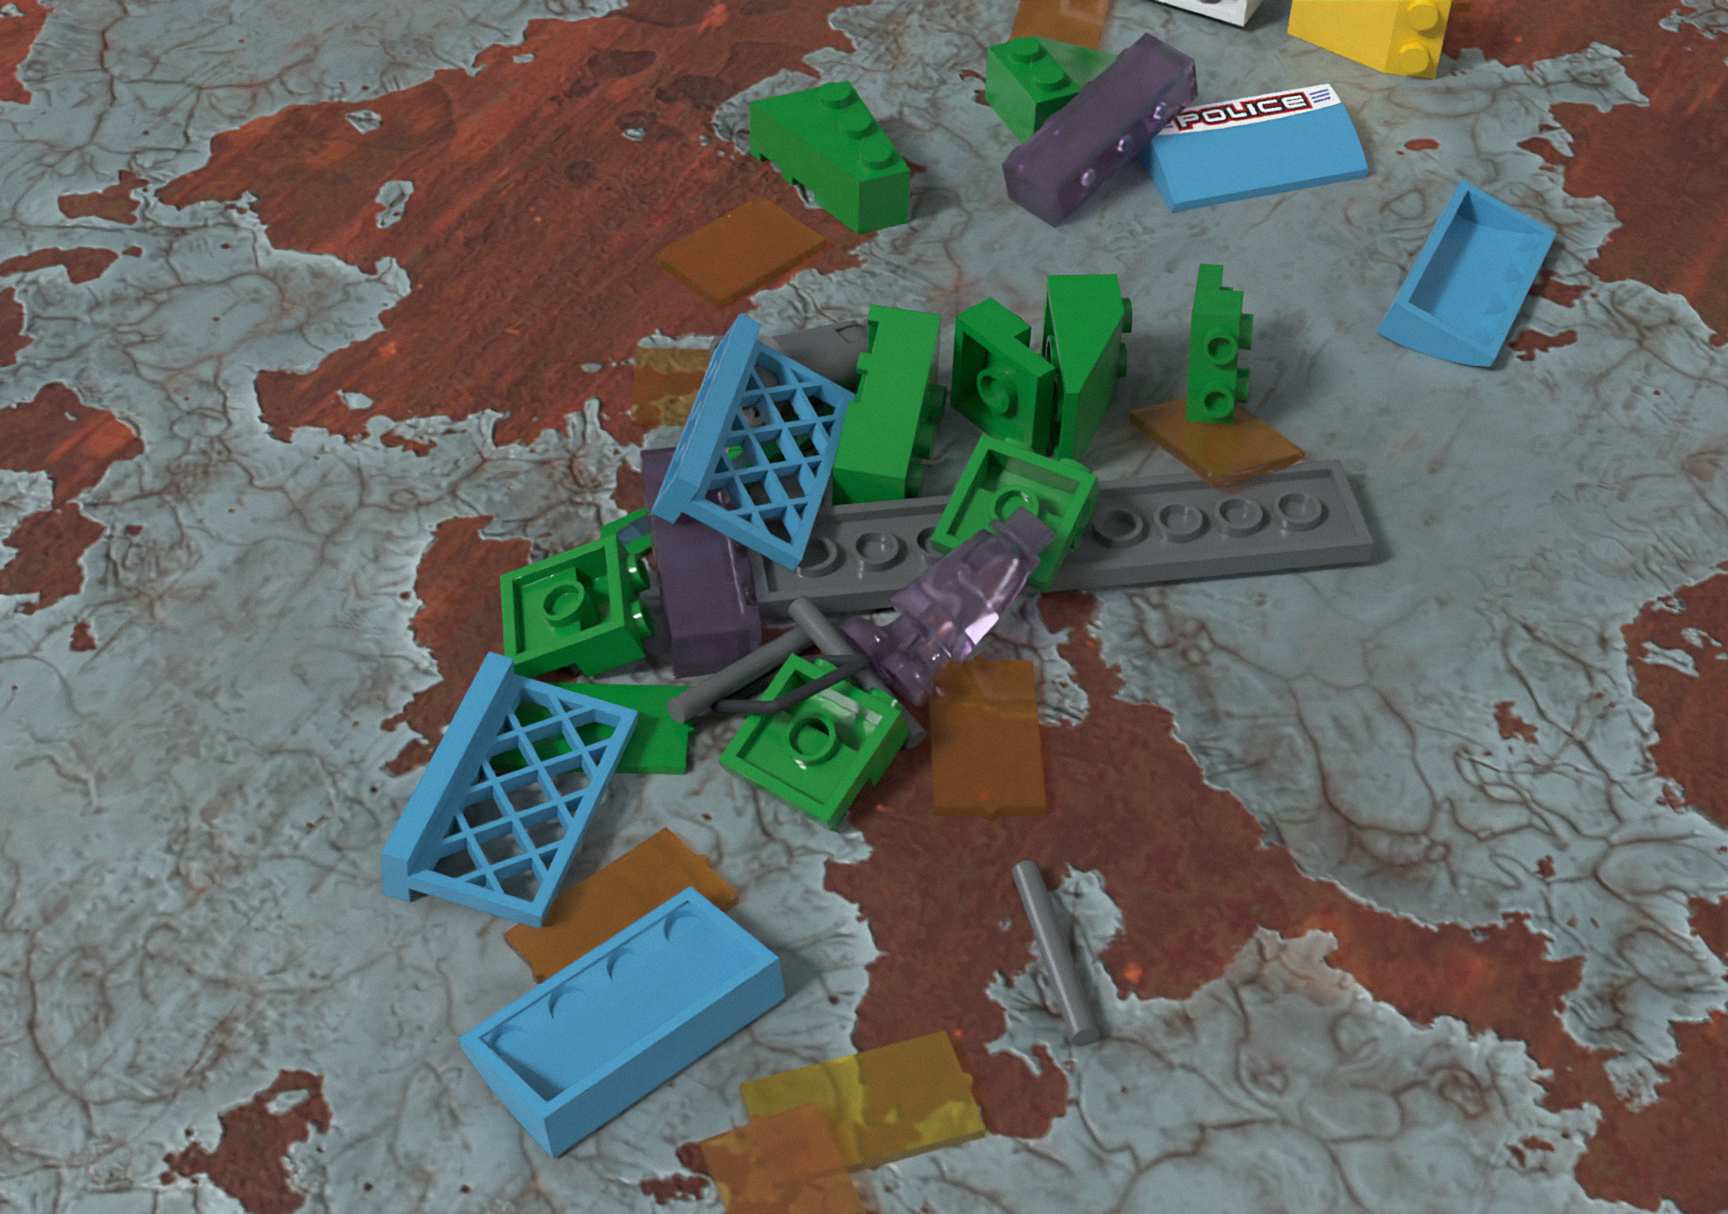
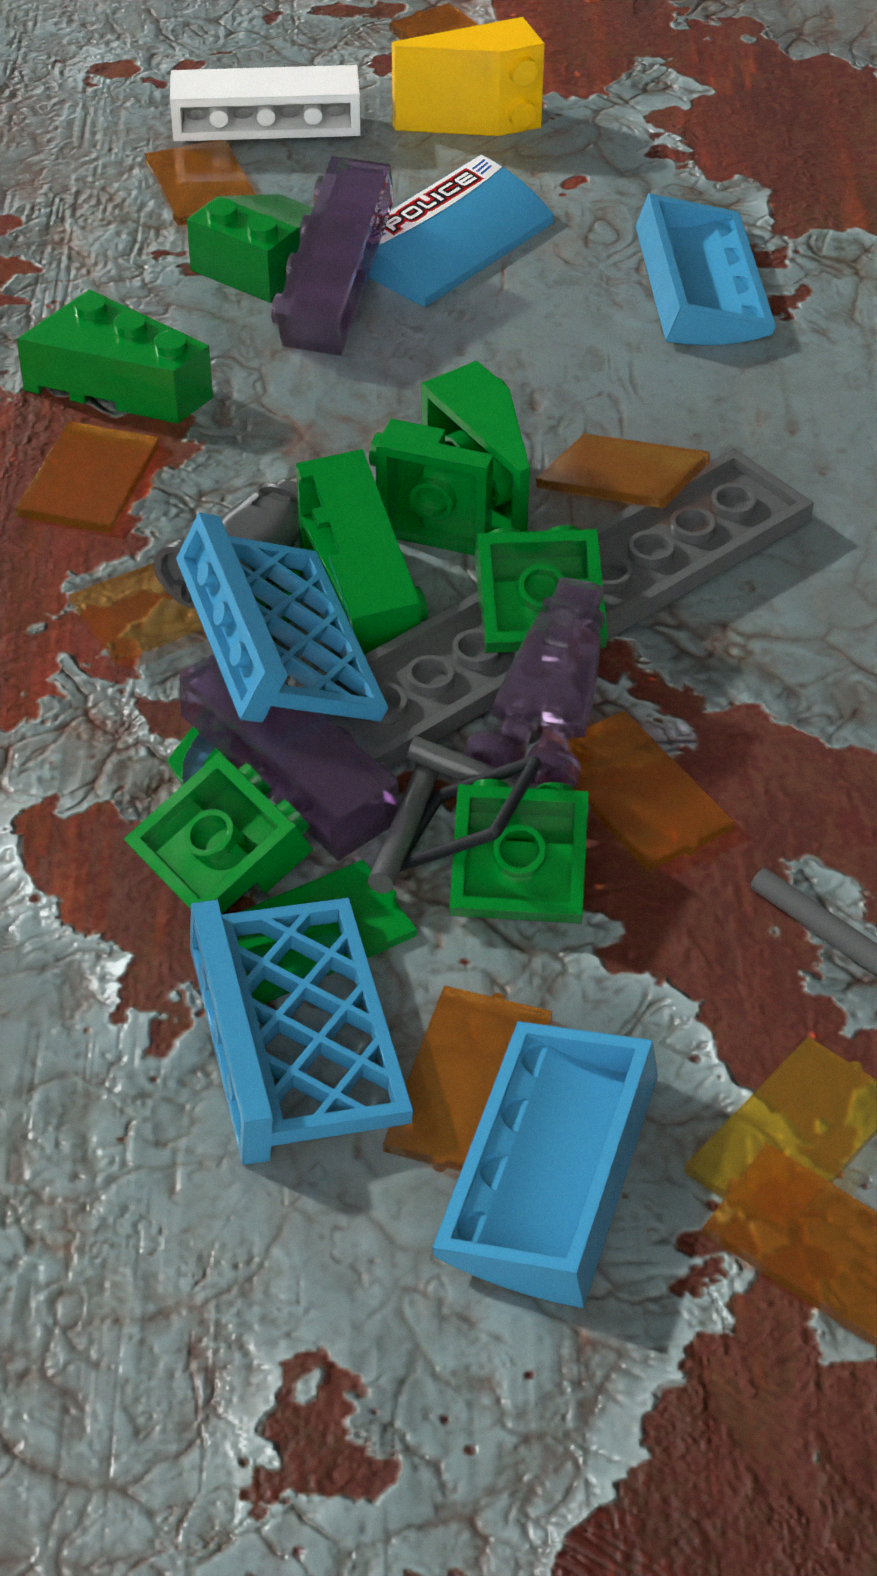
camera: 30 degrees left, 0 degrees up
(1215, 345) = (583, 394): green plate -> none

